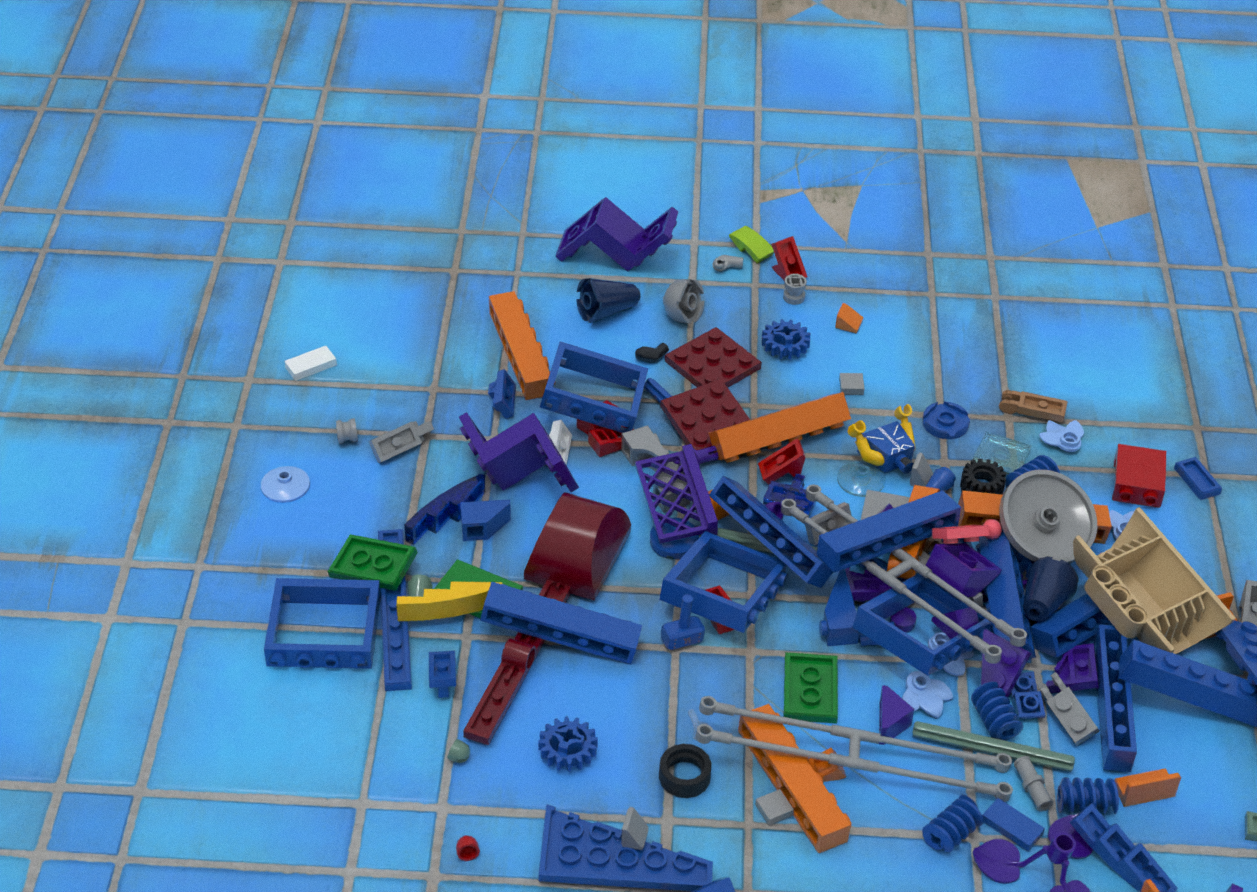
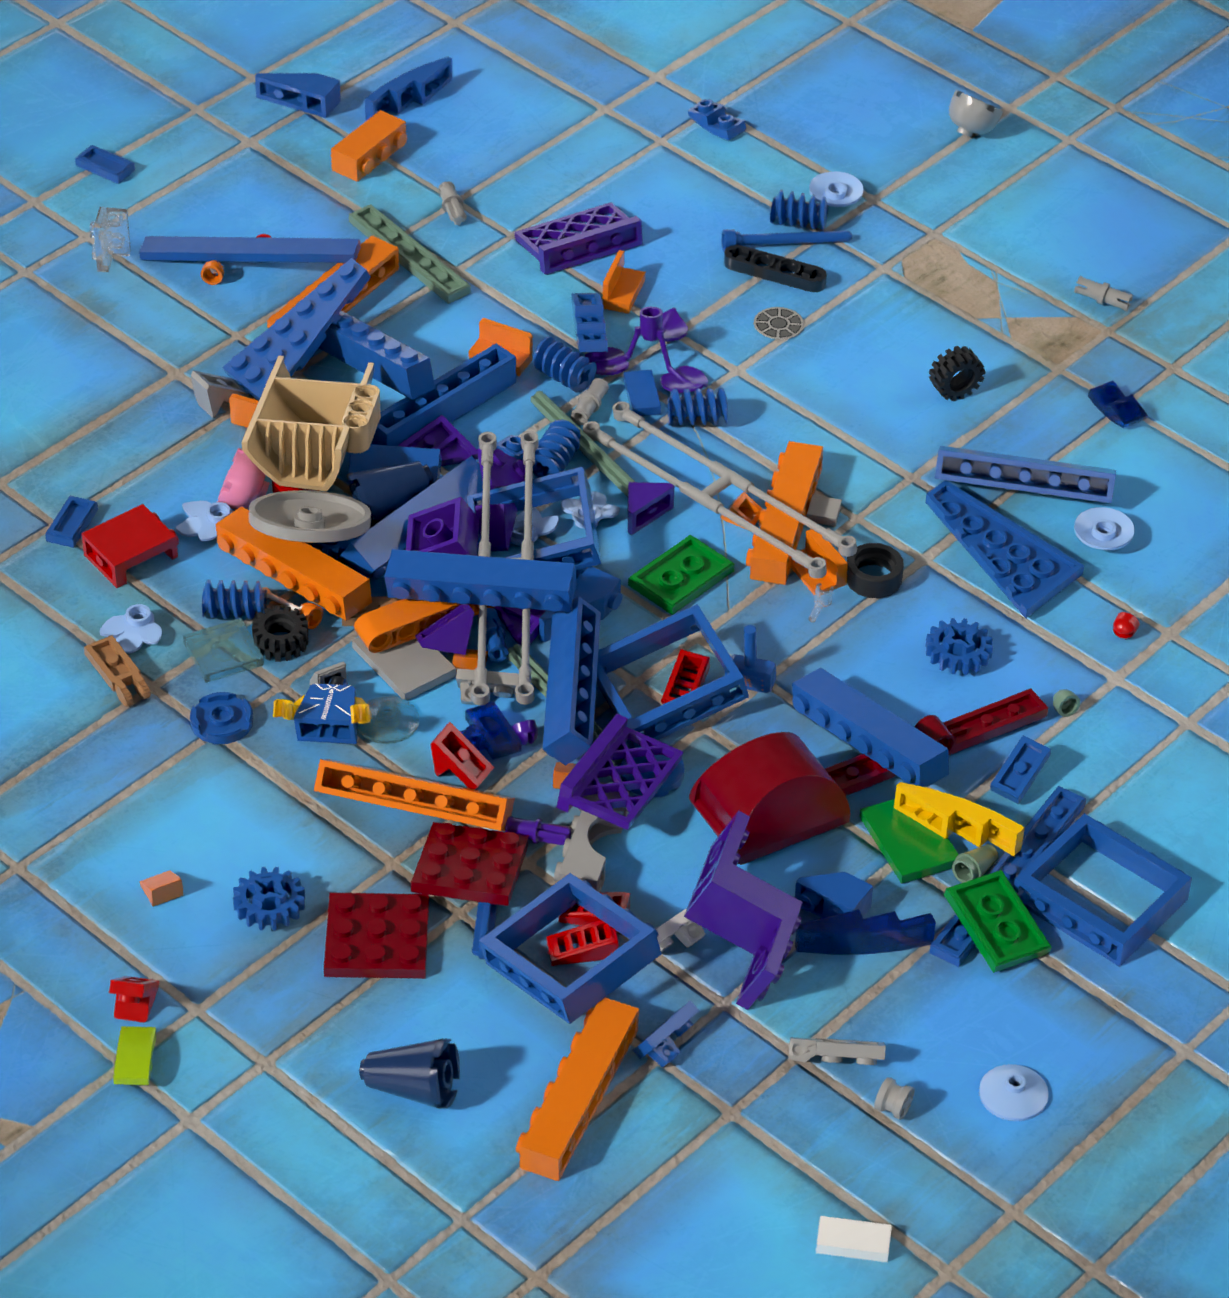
camera: 140 degrees left, 0 degrees up
(617, 234) = (308, 1137): dark purple bracket -> none
(634, 830) = (977, 539): light grey slope -> none
(651, 354) = (433, 982): black arm -> none
(683, 301) = (329, 1012): light grey cylinder -> none
(725, 261) = (197, 1055): light grey arm -> none
(731, 757) = (836, 565): none -> orange panel
(794, 289) = (174, 953): light grey wheel -> none
(851, 383) = (262, 813): light grey tile -> none
(942, 479) = (323, 655): blue cone -> none
(990, 529) = (371, 546): coral plate -> none
(1069, 711) = (490, 417): light grey hinge -> none

